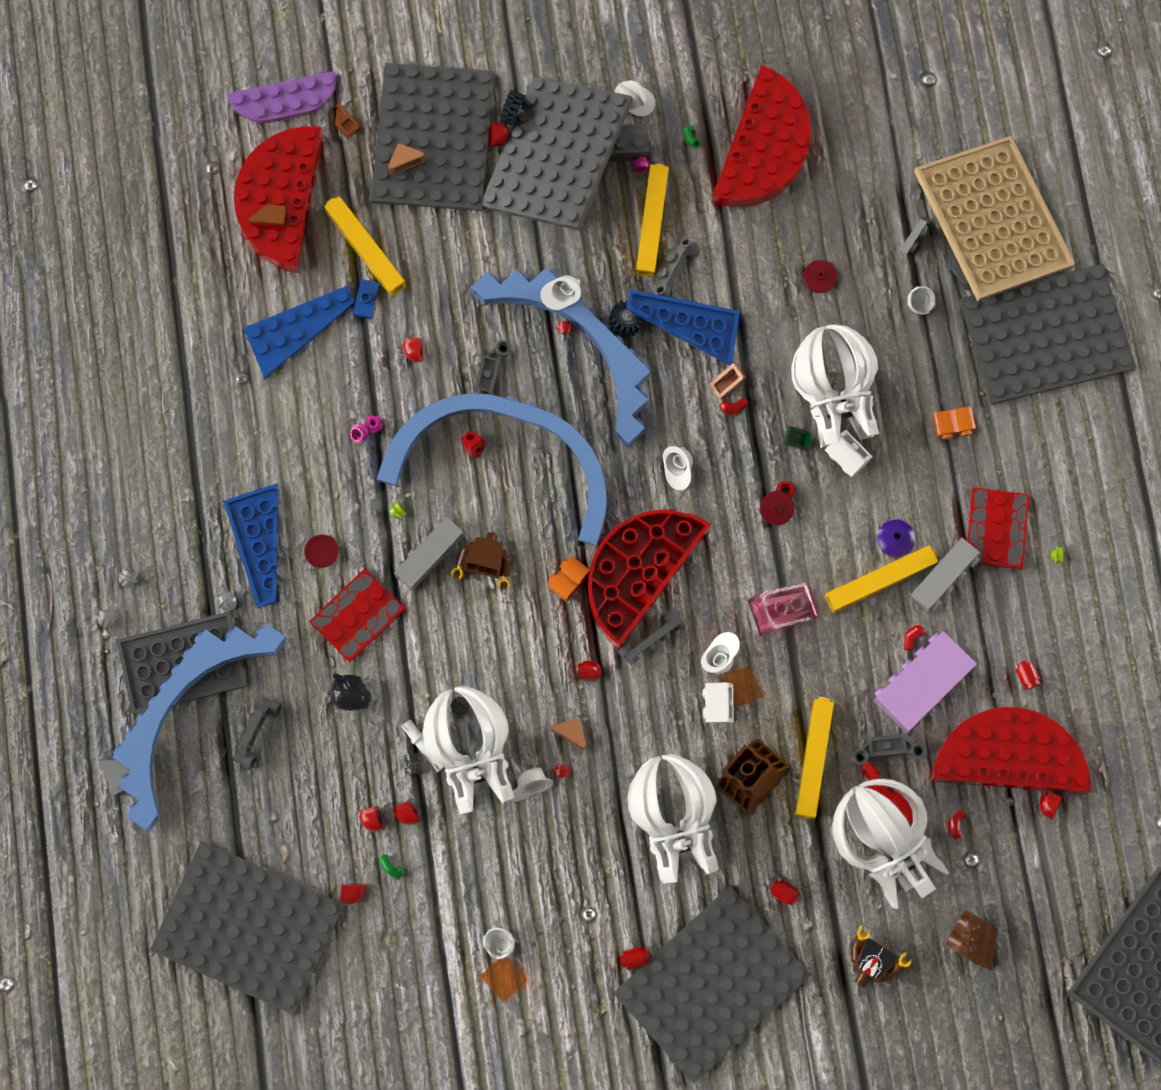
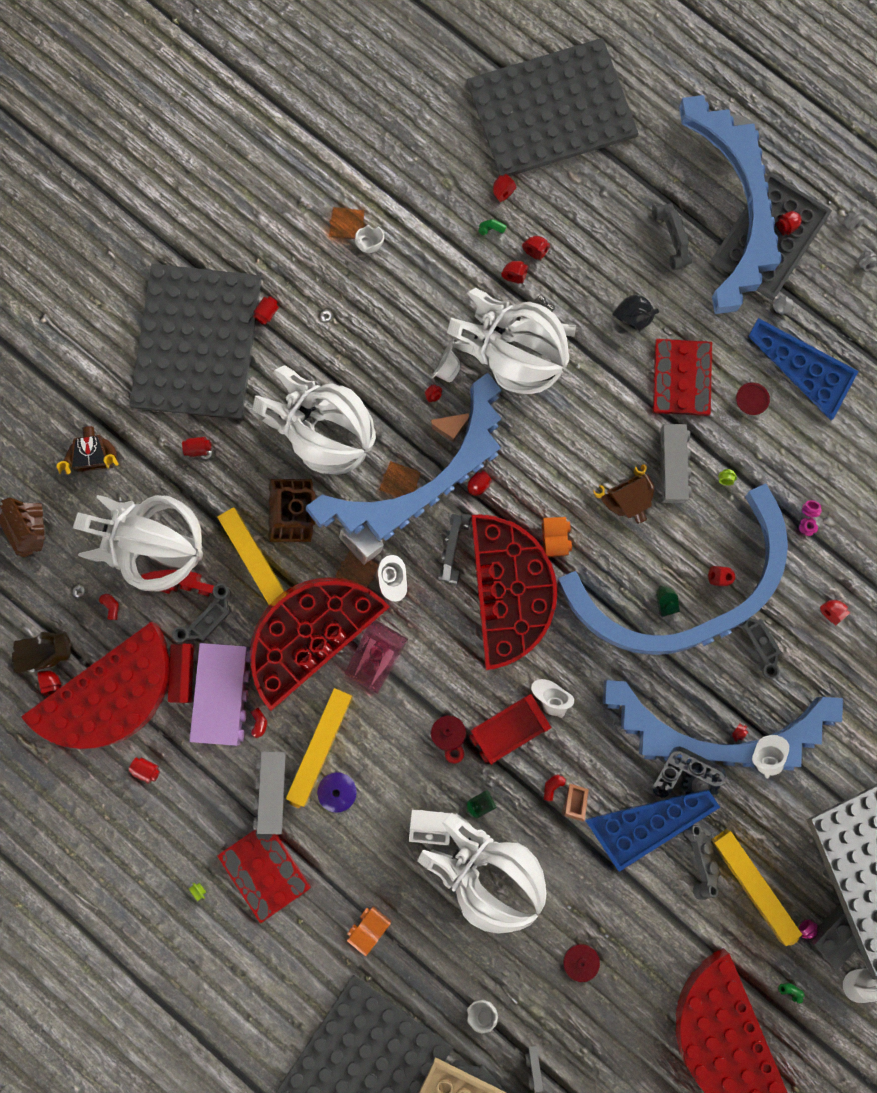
camera: 140 degrees right, 5 degrees up
(160, 658) = (788, 222): none -> red piece
(529, 462) = (667, 601): none -> dark green plate
(575, 695) = (388, 515): none -> medium blue arch
(630, 339) = (680, 765): none -> black beam
(647, 727) = (399, 480): none -> clear orange piece
(729, 472) = (509, 729): none -> red panel
(819, 667) = (306, 630): none -> red brick
(942, 725) = (181, 673): none -> red panel
(1038, 832) = (41, 651): none -> dark brown hair

